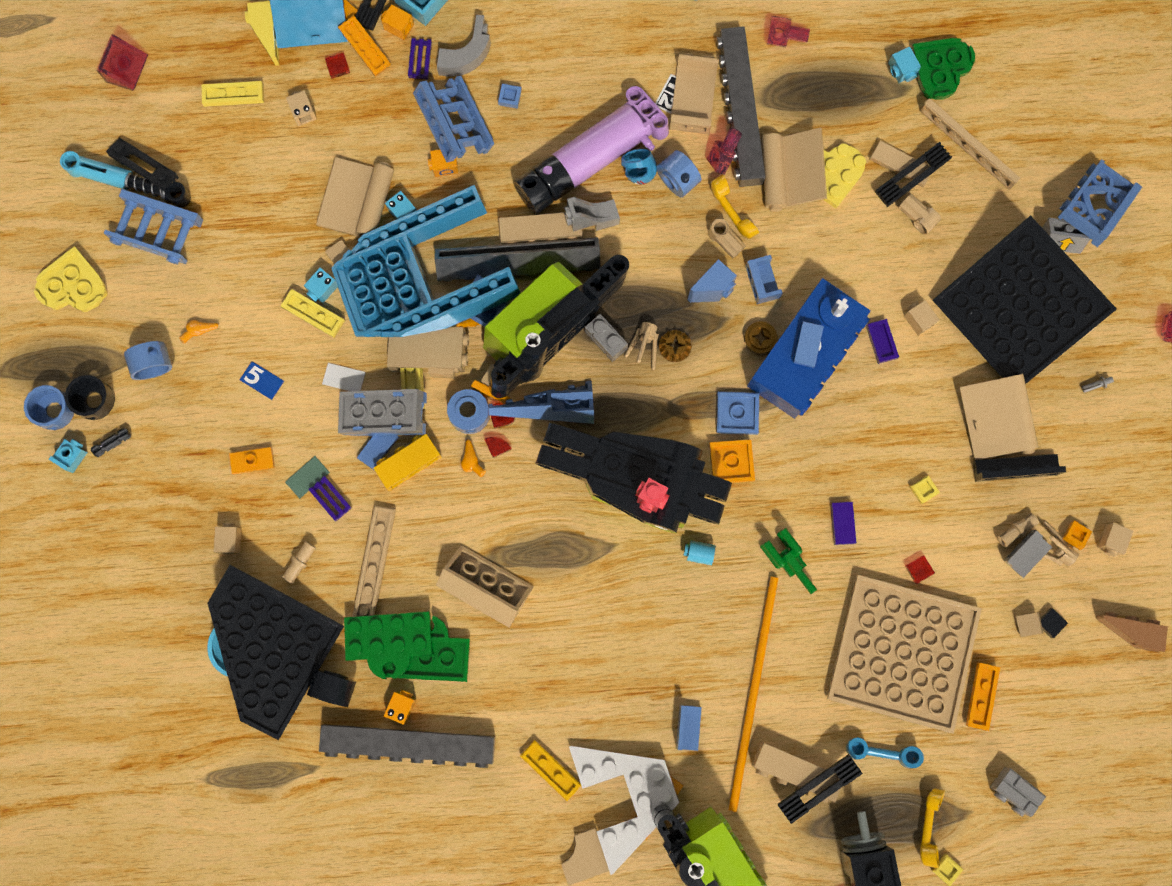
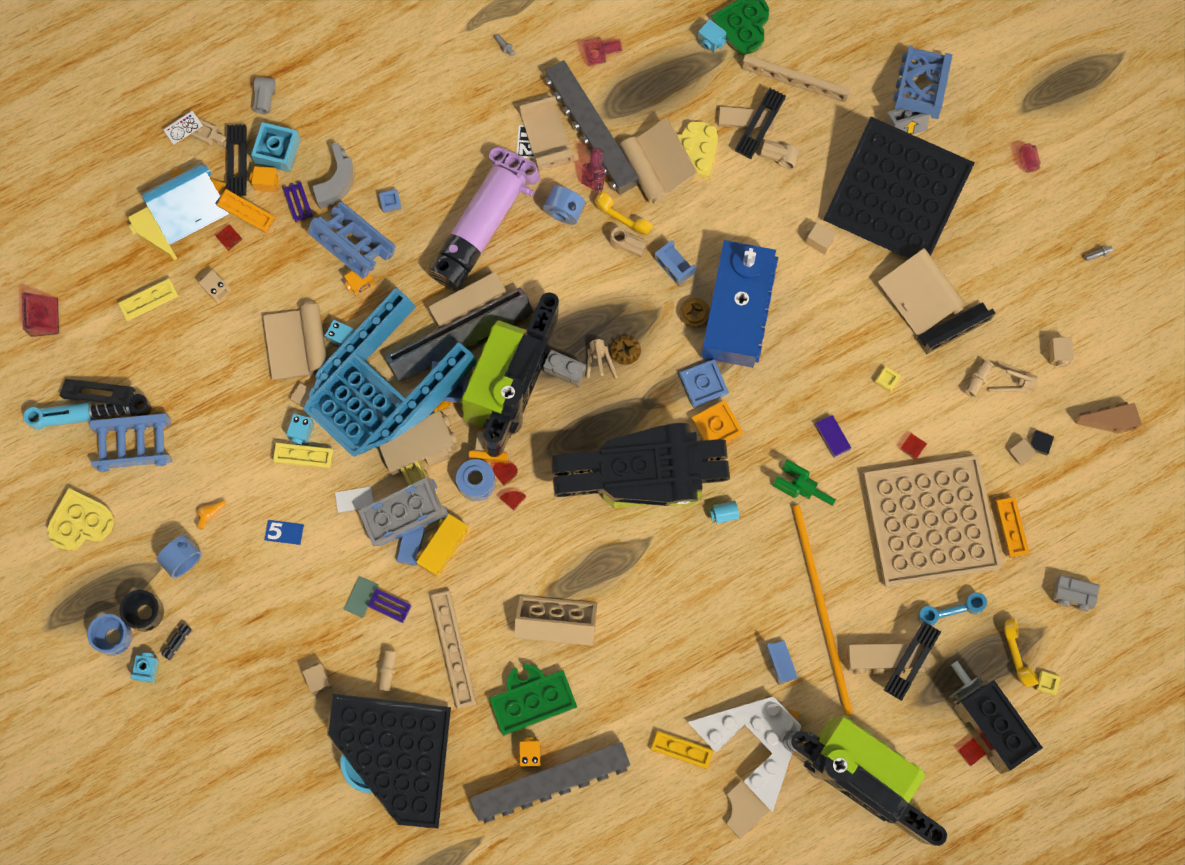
camera: 20 degrees left, 5 degrees down
(251, 460) = (307, 603): light orange plate -> none
(331, 687) = (464, 762): black piece -> none
(387, 640) = (494, 701): green plate -> none
(470, 460) = (496, 521): light orange animal -> none
(568, 405) = (557, 438): medium blue wedge -> none
(584, 214) = (500, 272): light grey arch -> none
(639, 166) = (528, 213): dark azure helmet -> none
(652, 495) = (665, 476): coral brick -> none
(714, 284) = (635, 285): medium blue slope -> none
(808, 344) = (737, 299): medium blue tile -> none
(882, 341) = (797, 272): dark purple tile -> none
(1028, 553) = (996, 394): light grey panel -> none
(1077, 535) = (1029, 361): light orange tile -> none
(1101, 383) = (993, 227): light grey piece -> none

